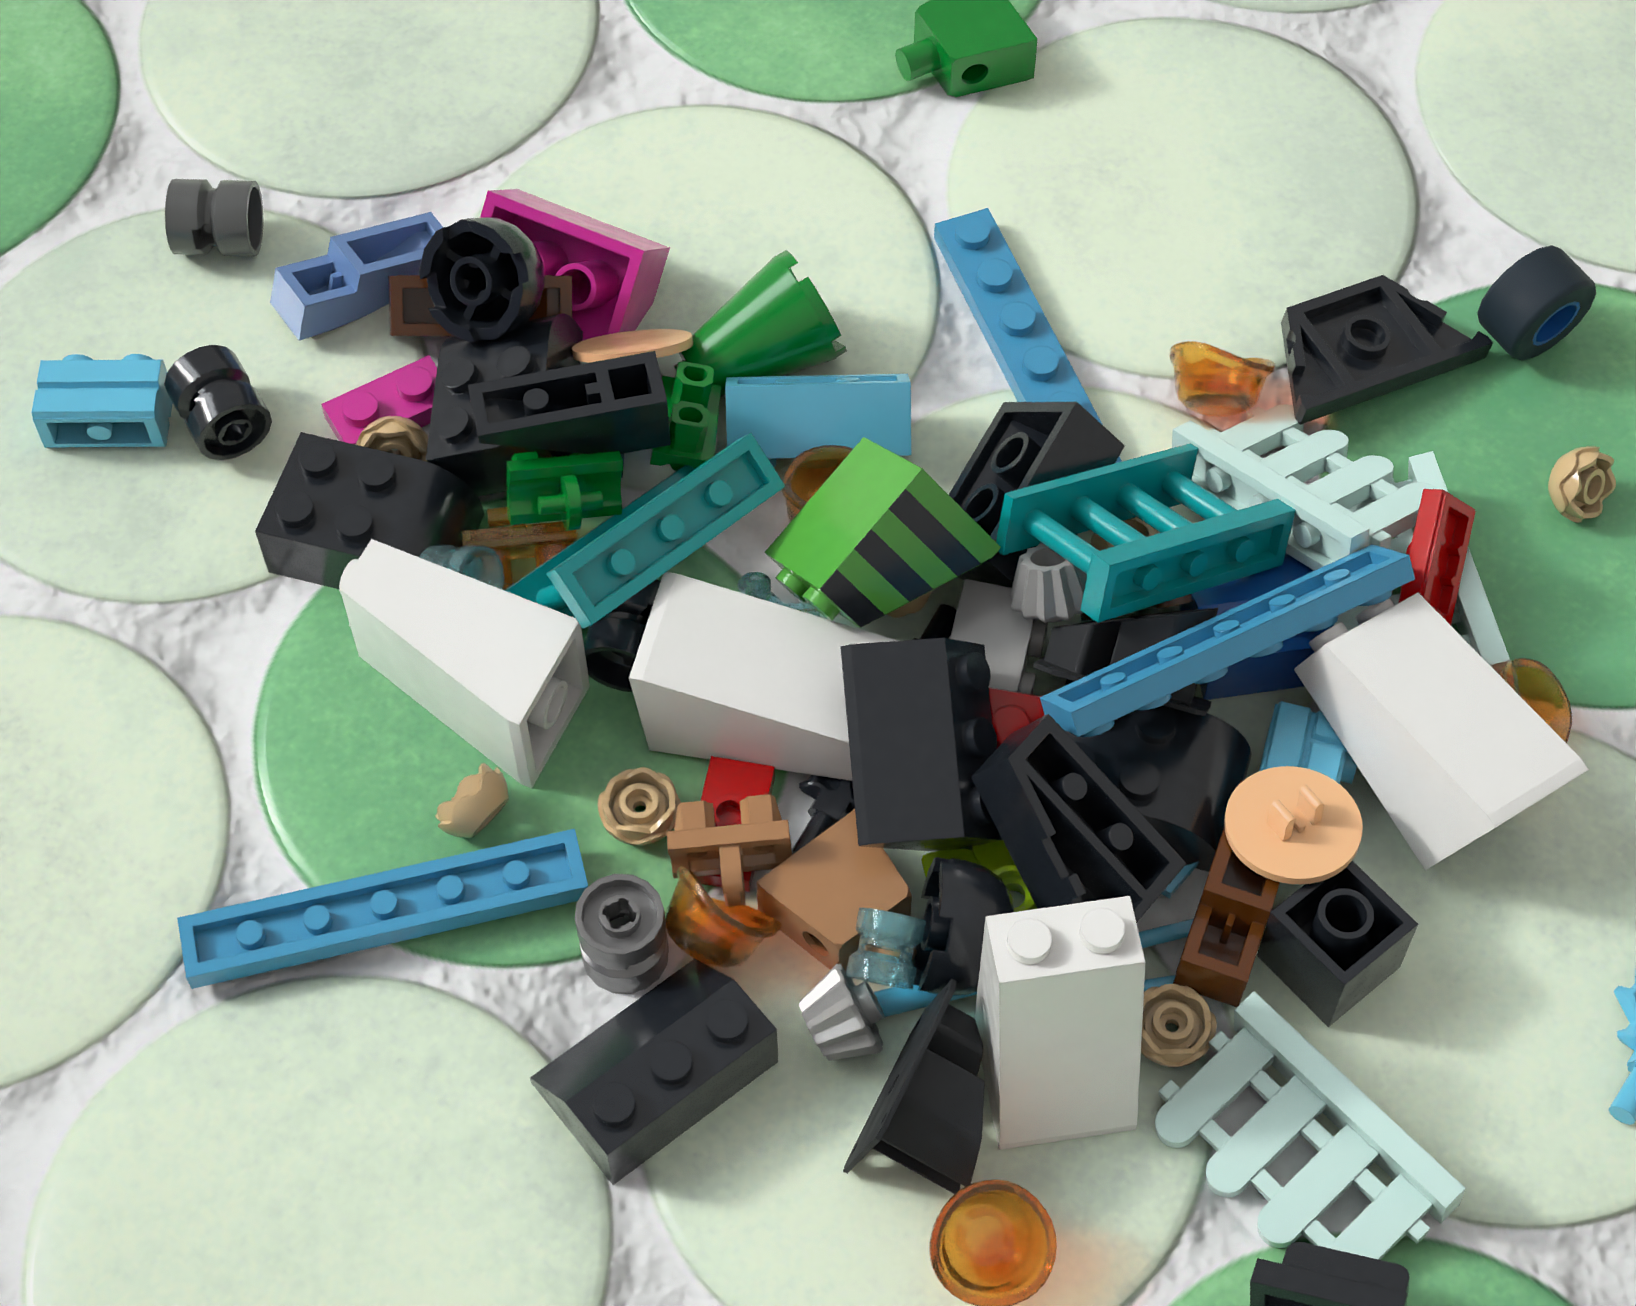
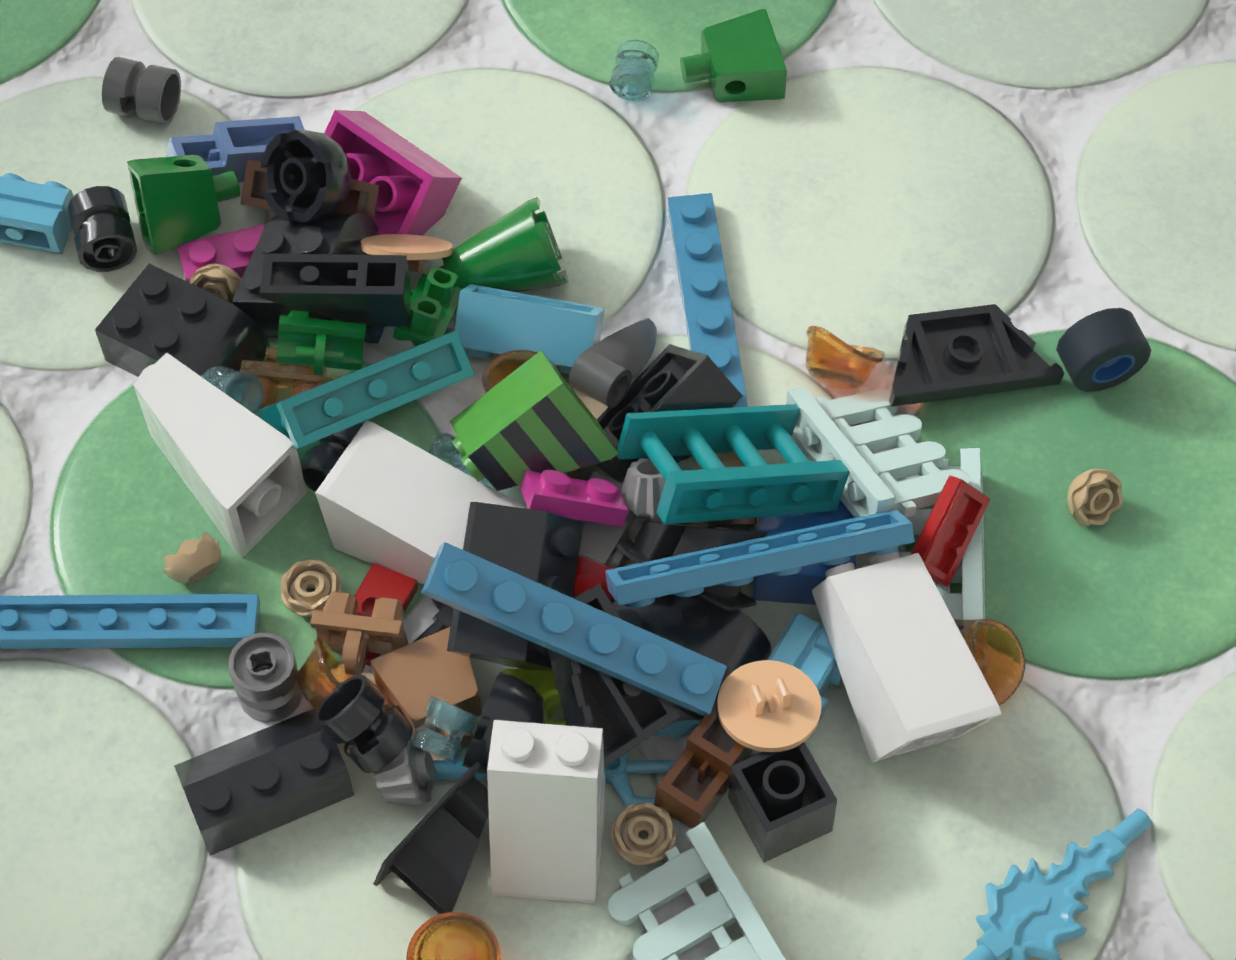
camera: 15 degrees right, 0 degrees up
(309, 344) = (178, 199): none -> green torso
(782, 964) = (368, 728): none -> black wheel
(842, 76) = (634, 70): none -> clear light blue wheel
(946, 437) = (612, 363): none -> dark grey piece
(966, 616) = (574, 498): none -> dark pink plate
(1033, 778) = (573, 629): none -> dark azure plate

